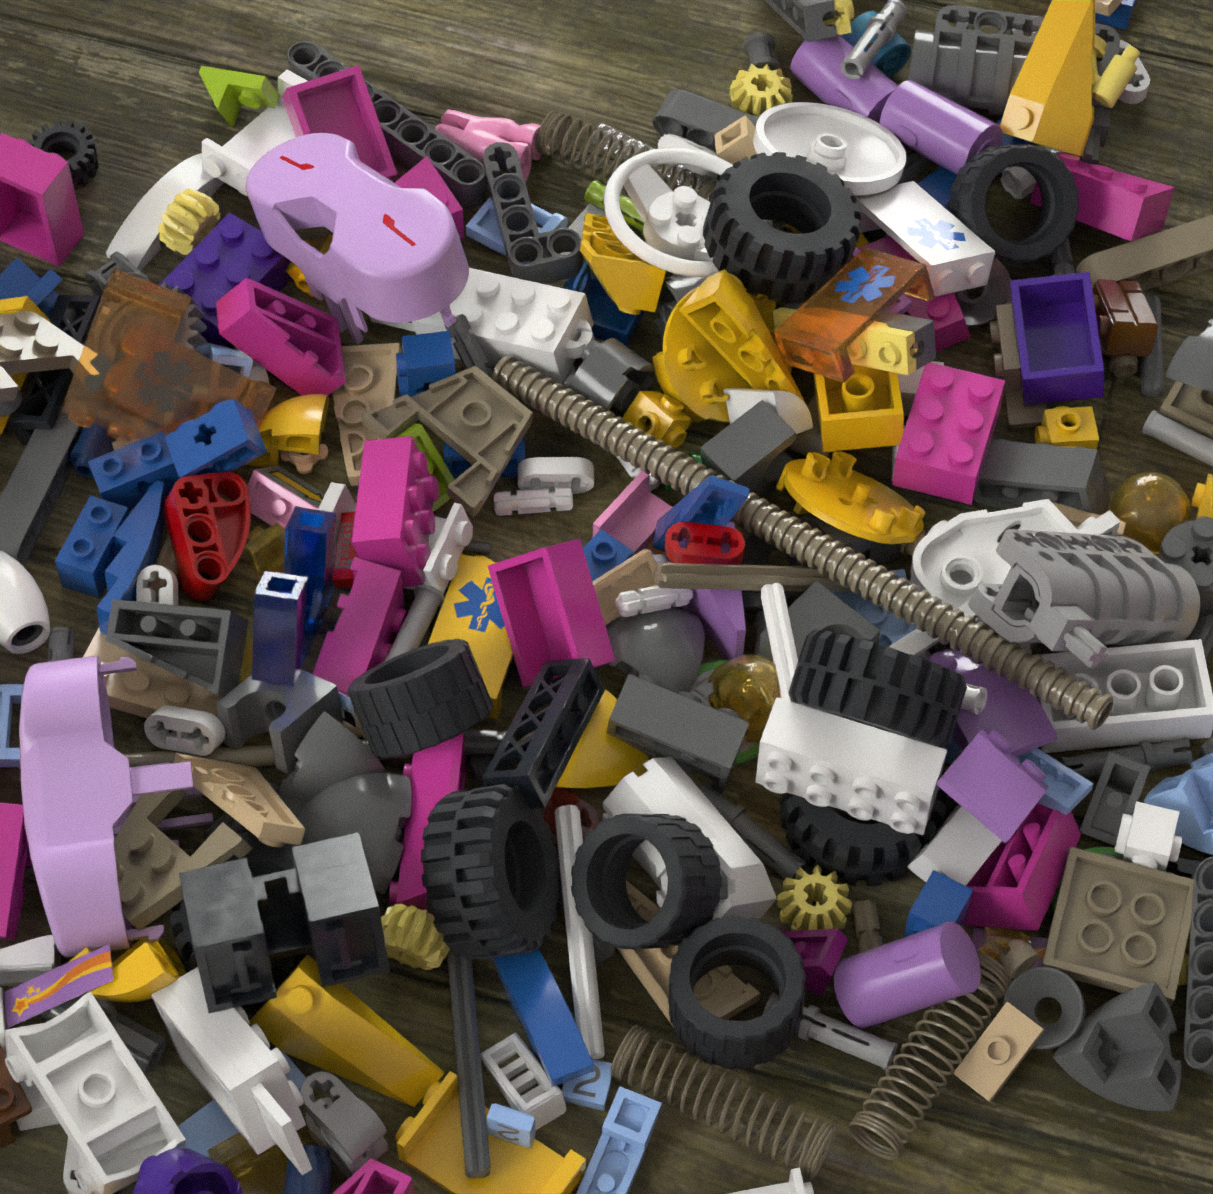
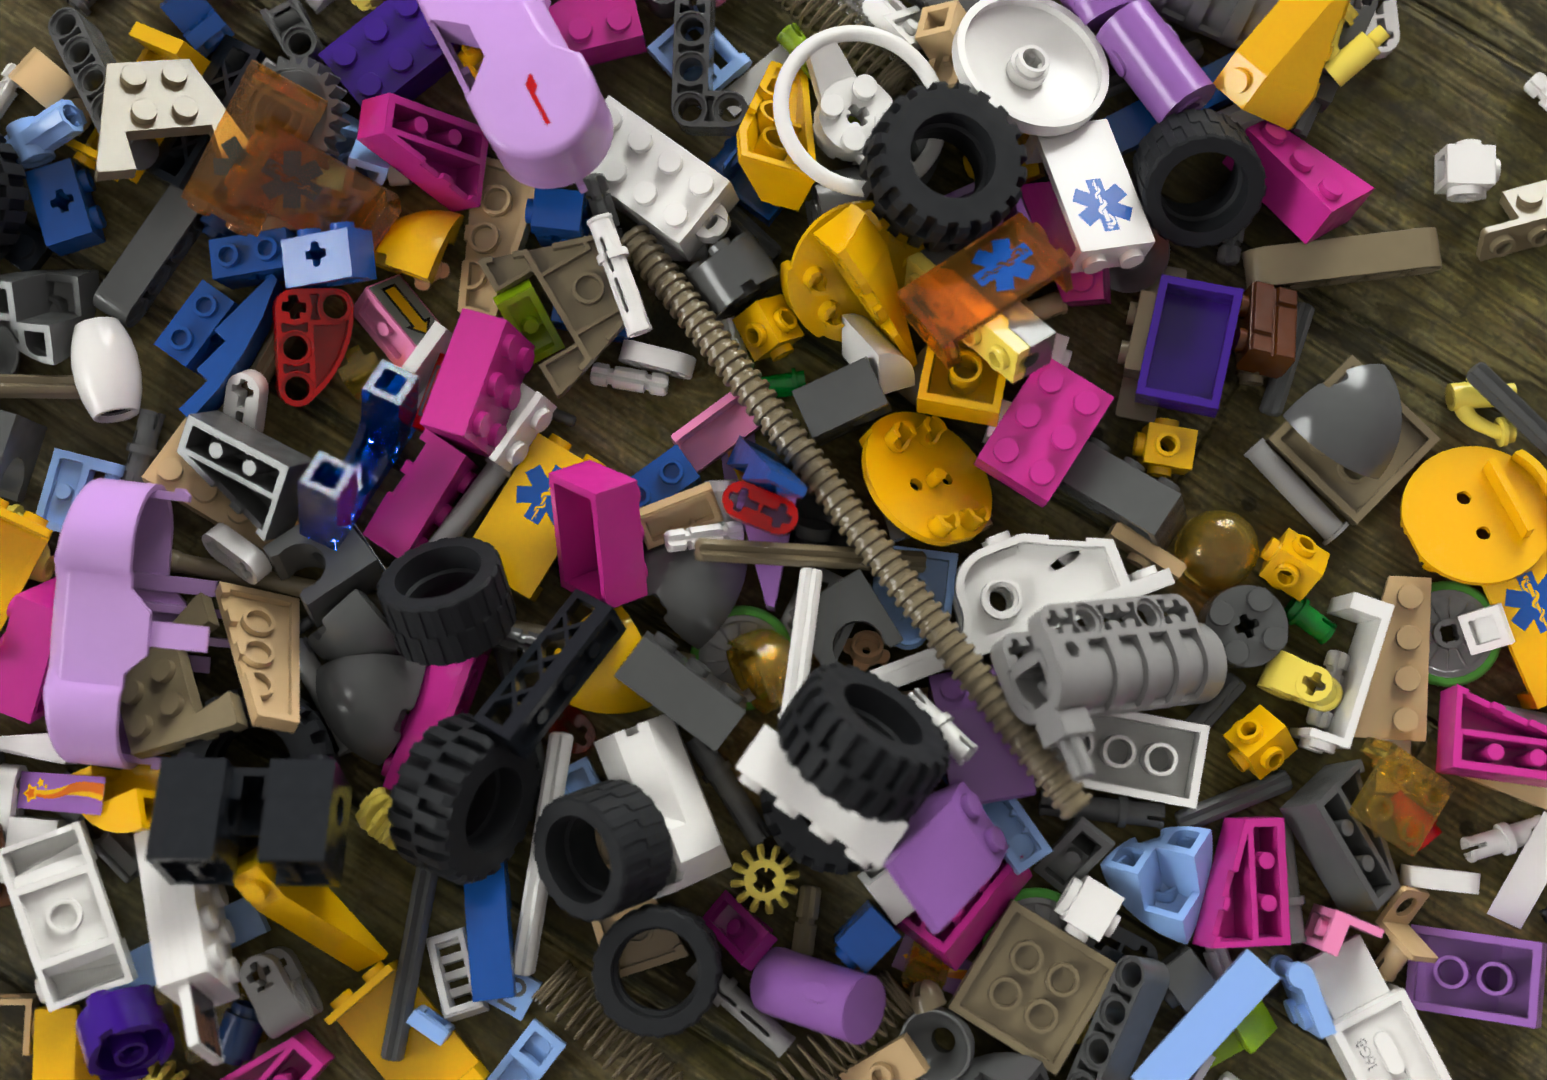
camera: 20 degrees right, 25 degrees up
(478, 358) = (615, 263): none -> white pin

